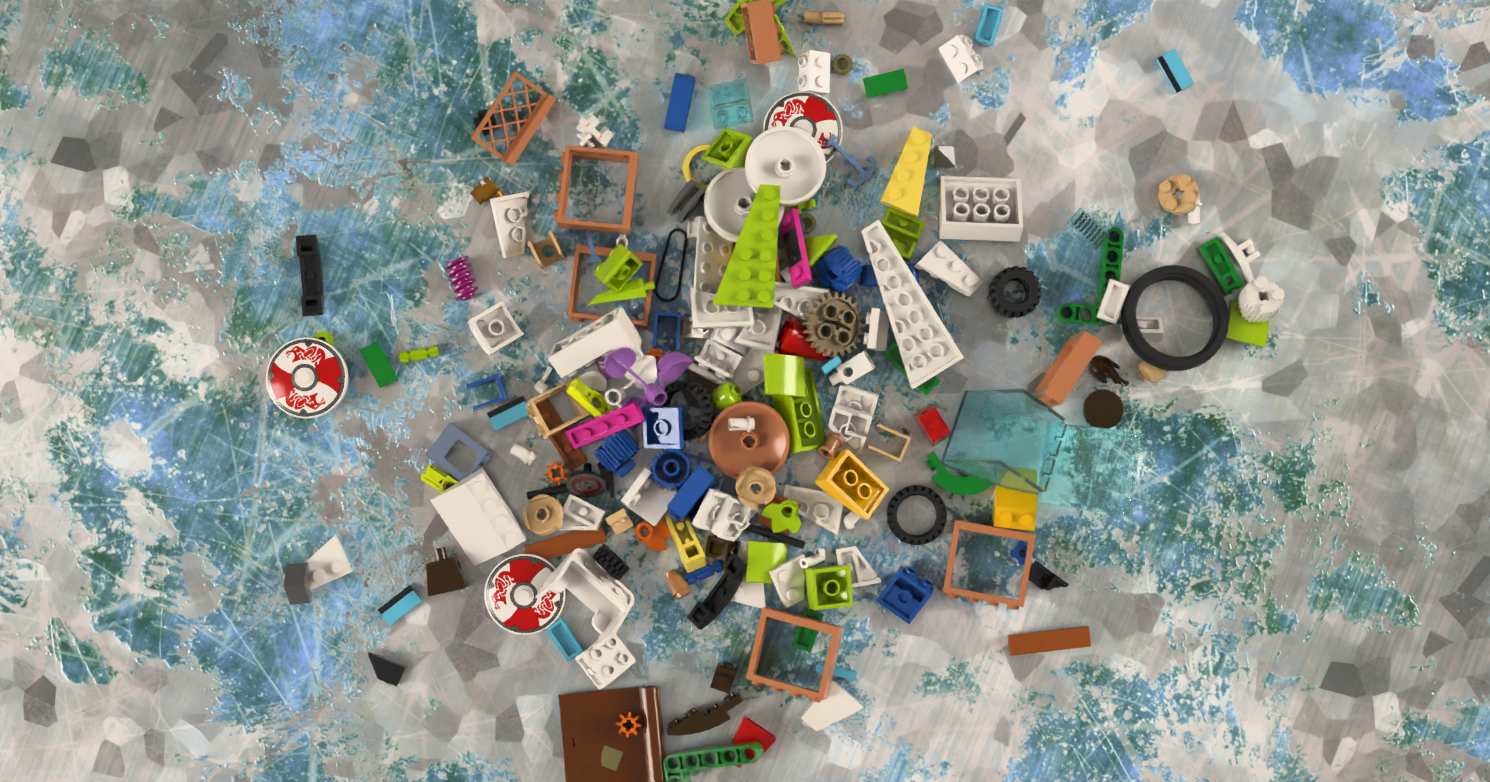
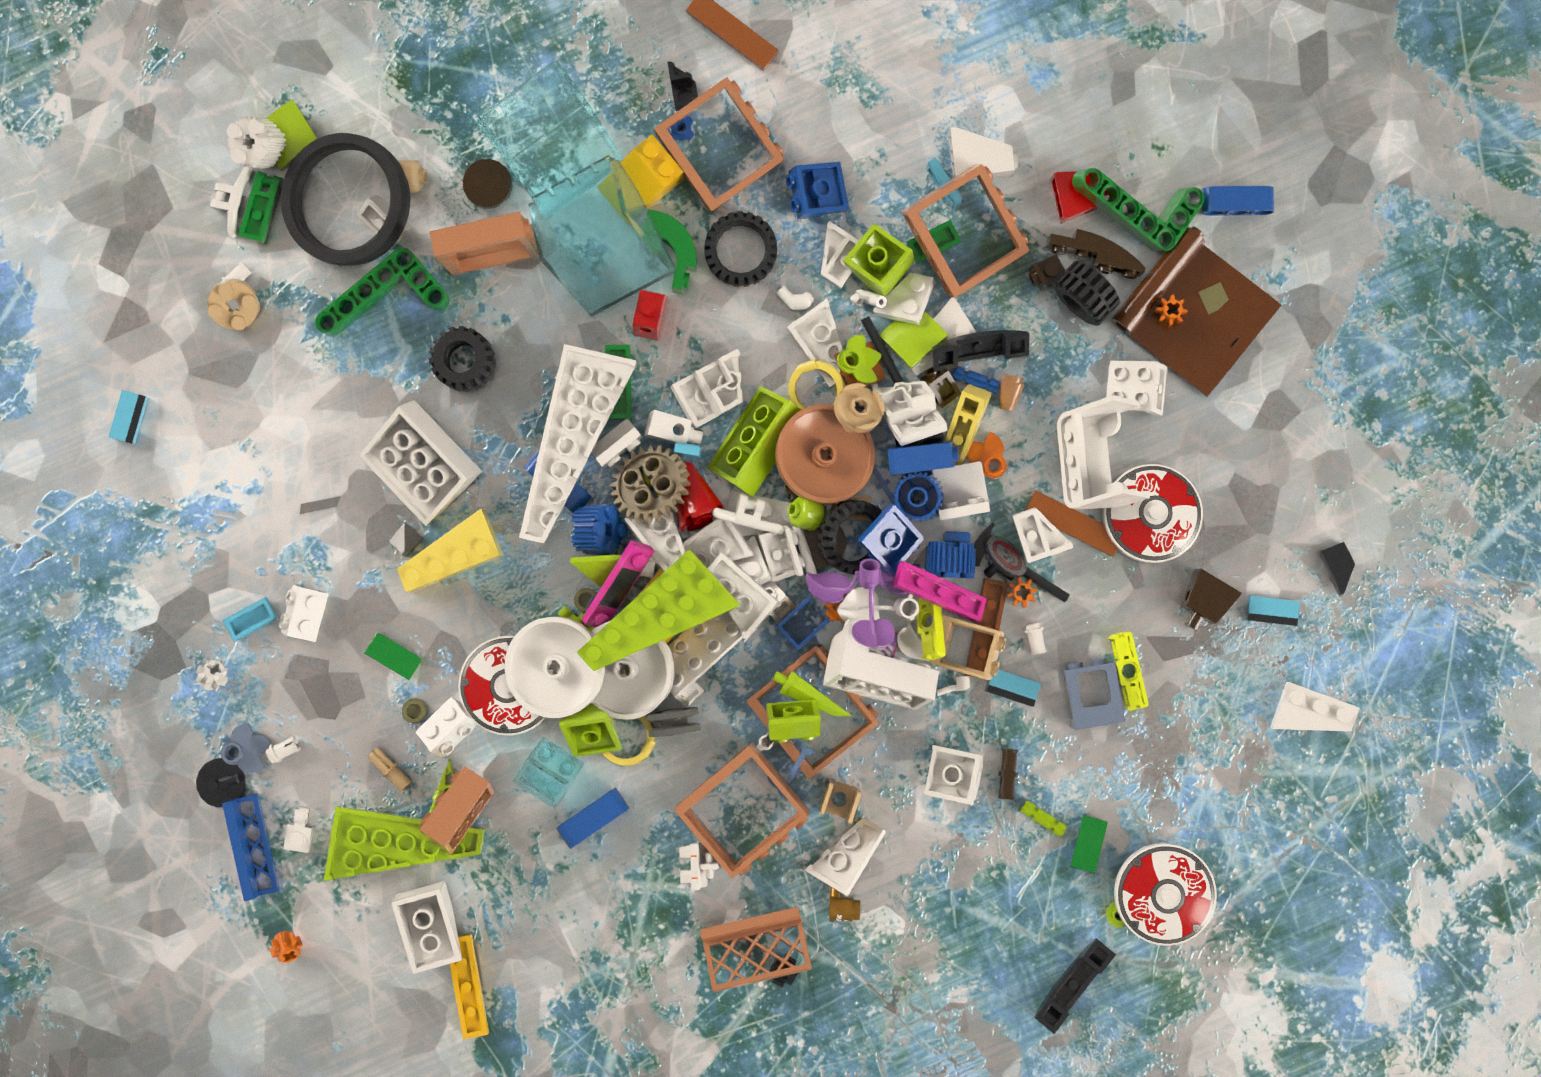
camera: 135 degrees left, 0 degrees up
(297, 583) = (1347, 717): dark grey slope -> none
(461, 279) = (941, 848): magenta piece -> none
(464, 359) = (1008, 774): none -> dark brown pin
(479, 518) = (1129, 619): white slope -> none
(487, 380) = (998, 716): blue piece -> none
(553, 519) = (1067, 553): tan plate -> none
(564, 639) = (1155, 439): medium azure tile -> none
(611, 562) = (1050, 466): black tyre -> none
(619, 521) = (1007, 496): tan bracket -> none
(662, 263) = (732, 670): black piece -> none
(687, 685) = (1086, 293): none -> black tyre
(741, 424) = (817, 474): white pin -> none
(756, 359) = (744, 519): none -> white piece
(784, 375) = (738, 480): lime slope -> none
(809, 483) = (807, 367): none -> light yellow piece
(831, 445) = (757, 381): medium nougat bush -> none
(852, 484) = (771, 330): yellow slope -> none
(865, 175) = (491, 591): medium blue piece -> none
(903, 231) = (507, 509): lime slope -> none
(907, 439) = (694, 317): tan piece -> none
(948, 267) = (499, 439): white wing -> none
(1088, 228) = (342, 352): clear light blue tile -> none
(1103, 368) = (450, 214): dark brown piece -> none
(1113, 301) = (384, 266): white tile -> none

